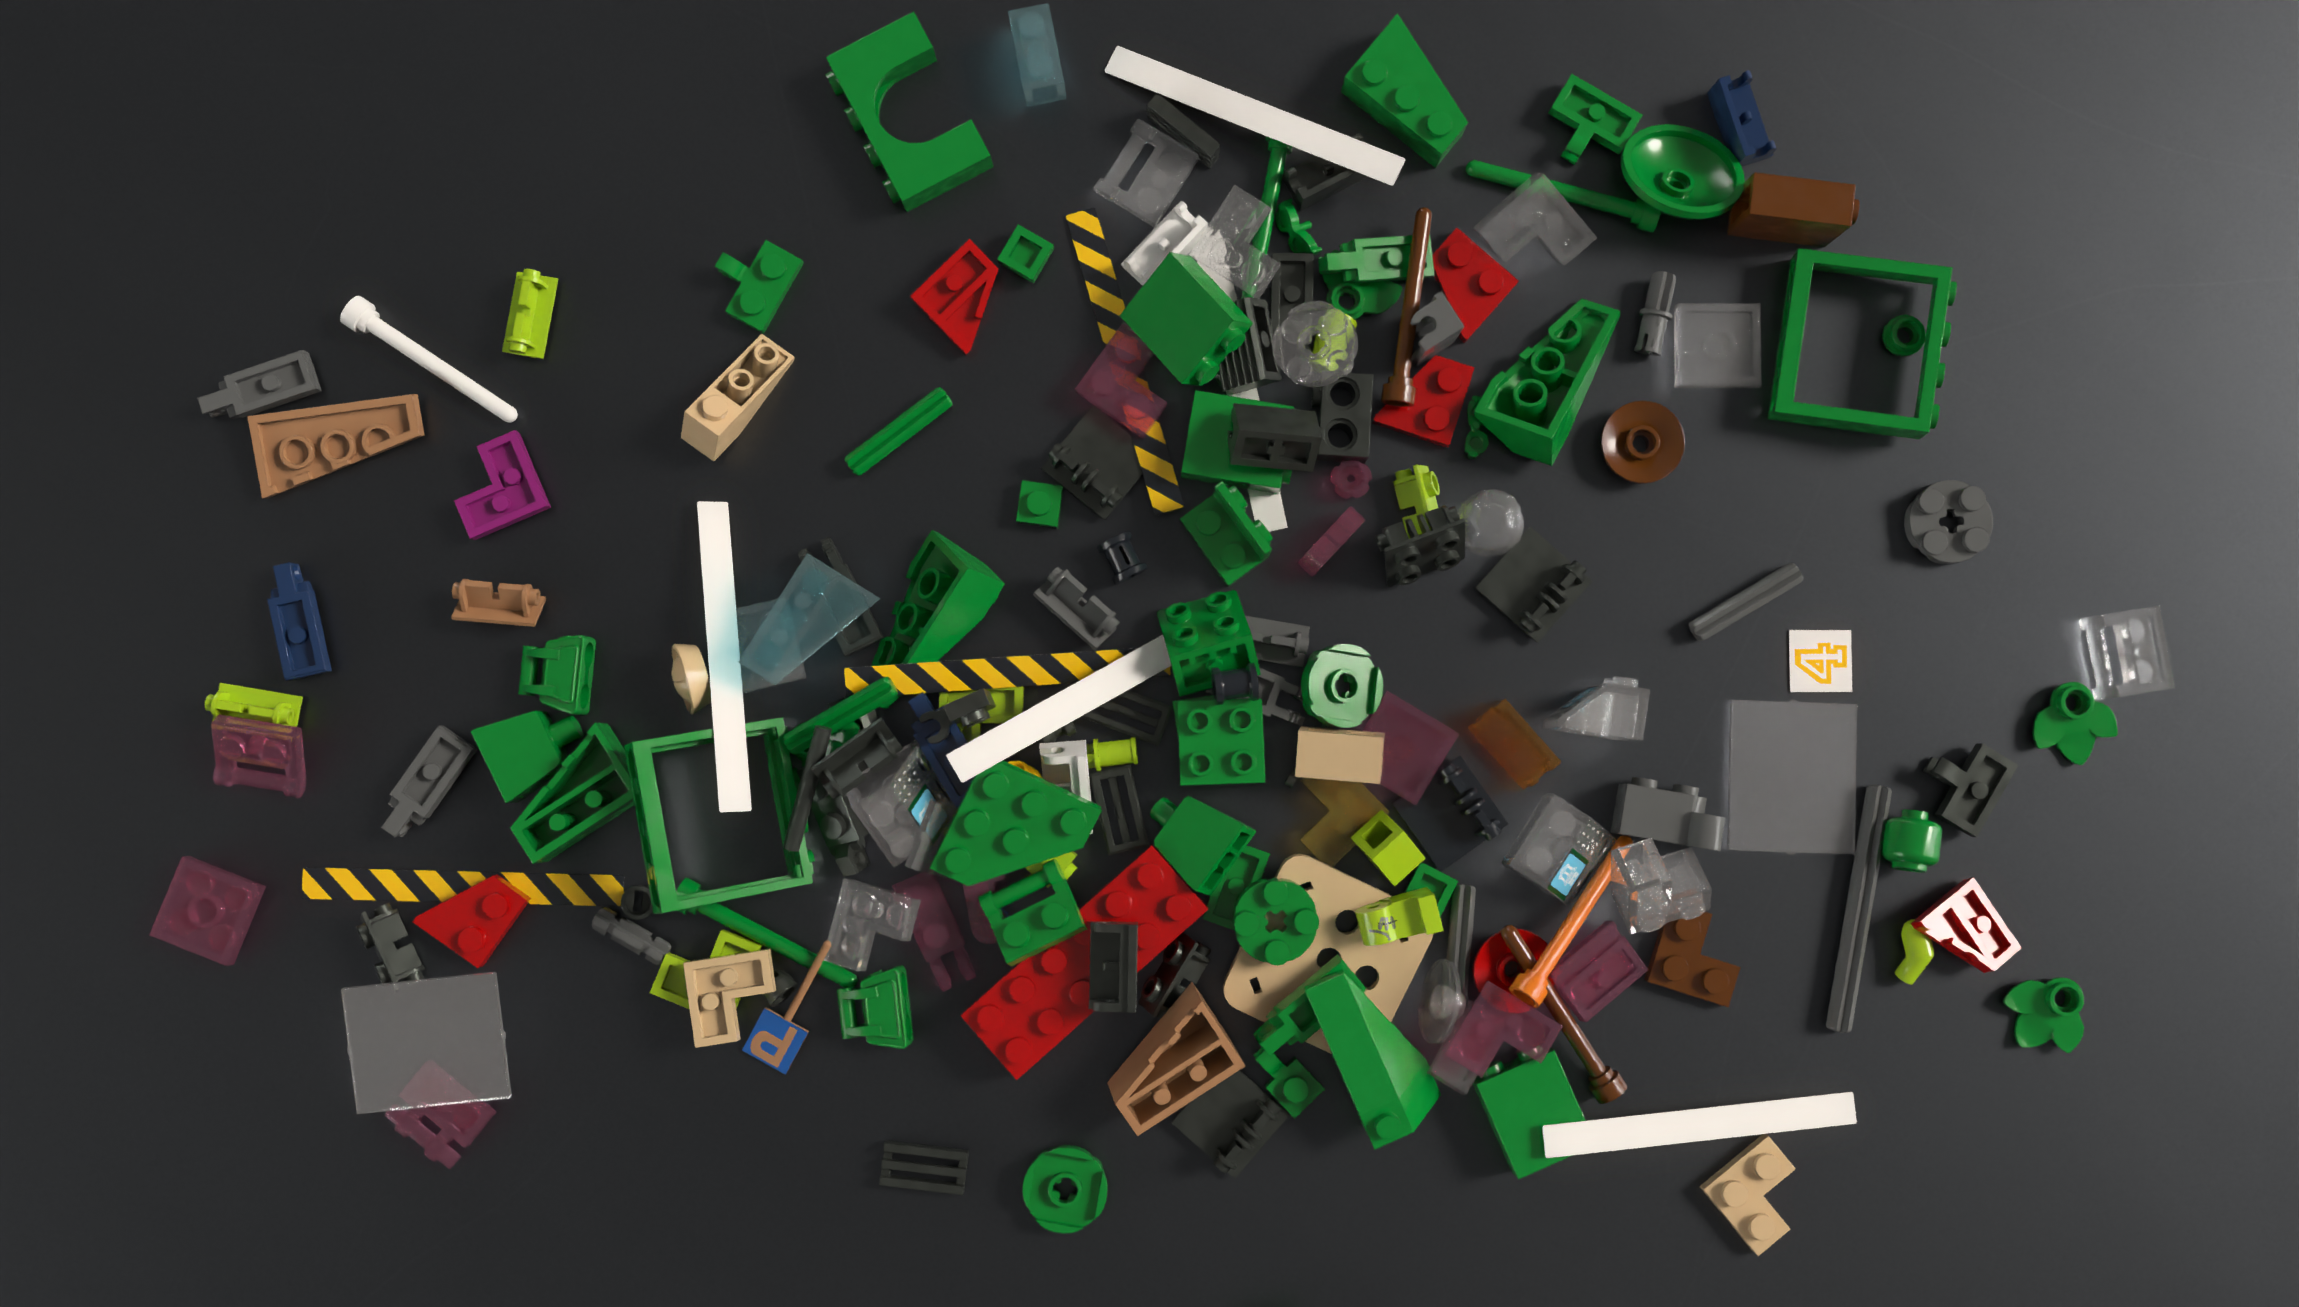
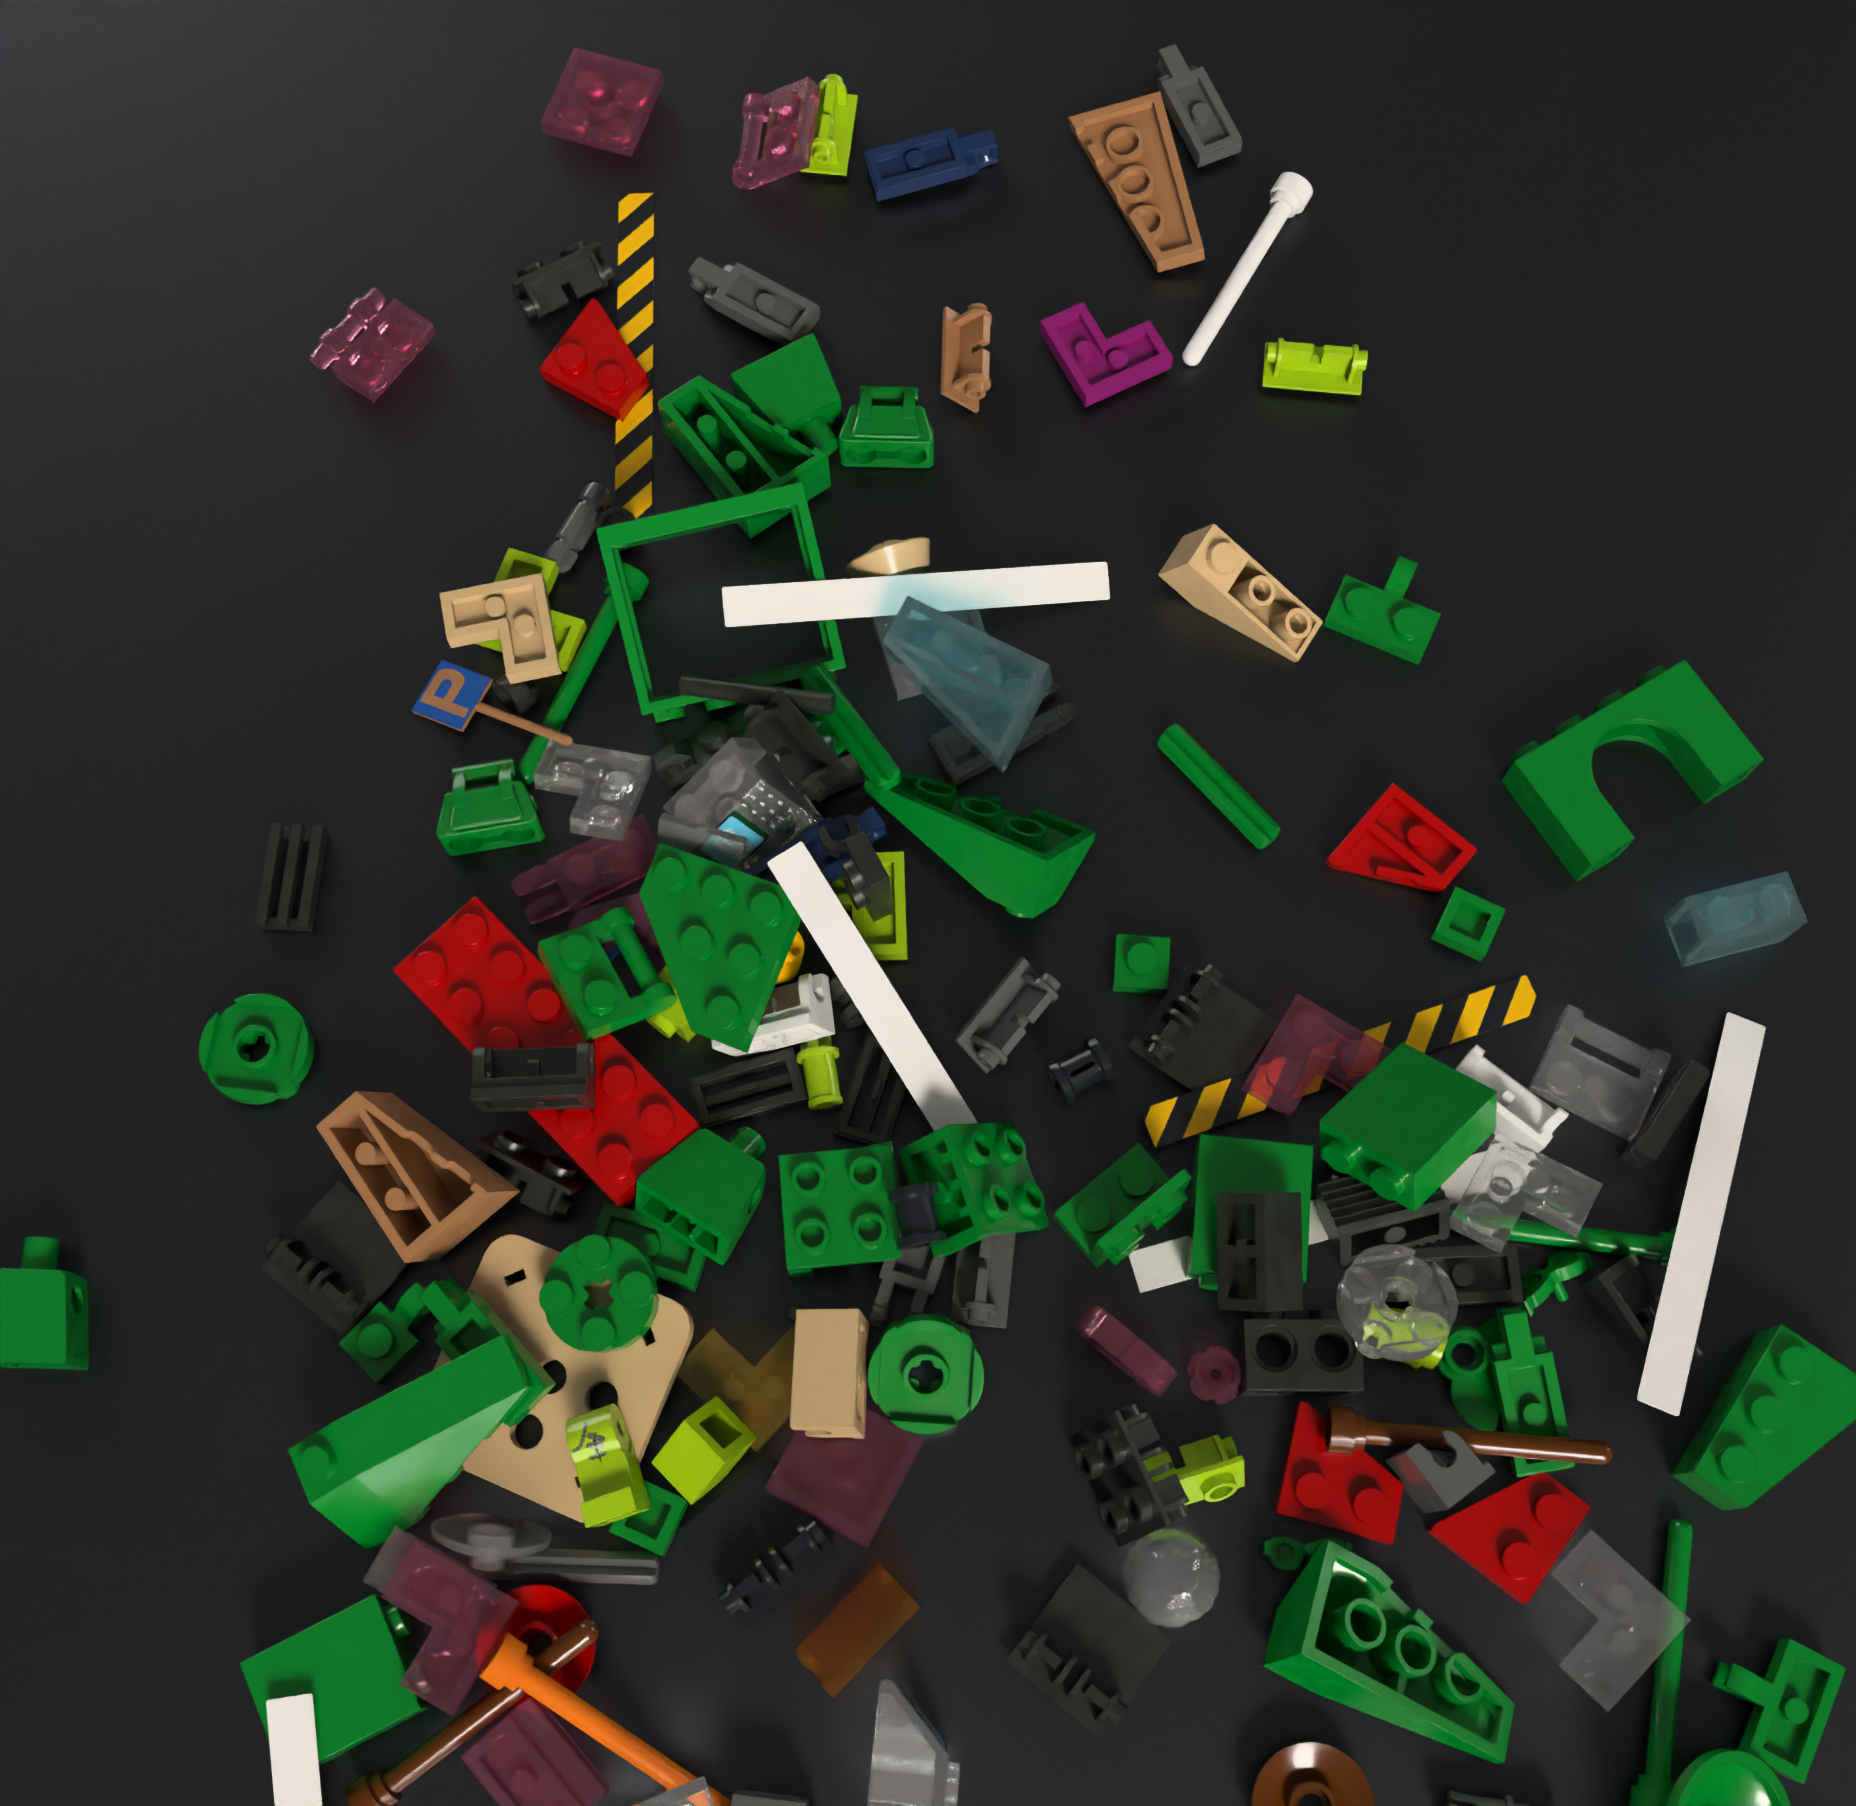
camera: 85 degrees right, 15 degrees down
(426, 1042) = (451, 317): clear piece -> none
(986, 672) = (916, 906): sticker -> none
(1559, 849) = (708, 1707): clear slope -> none

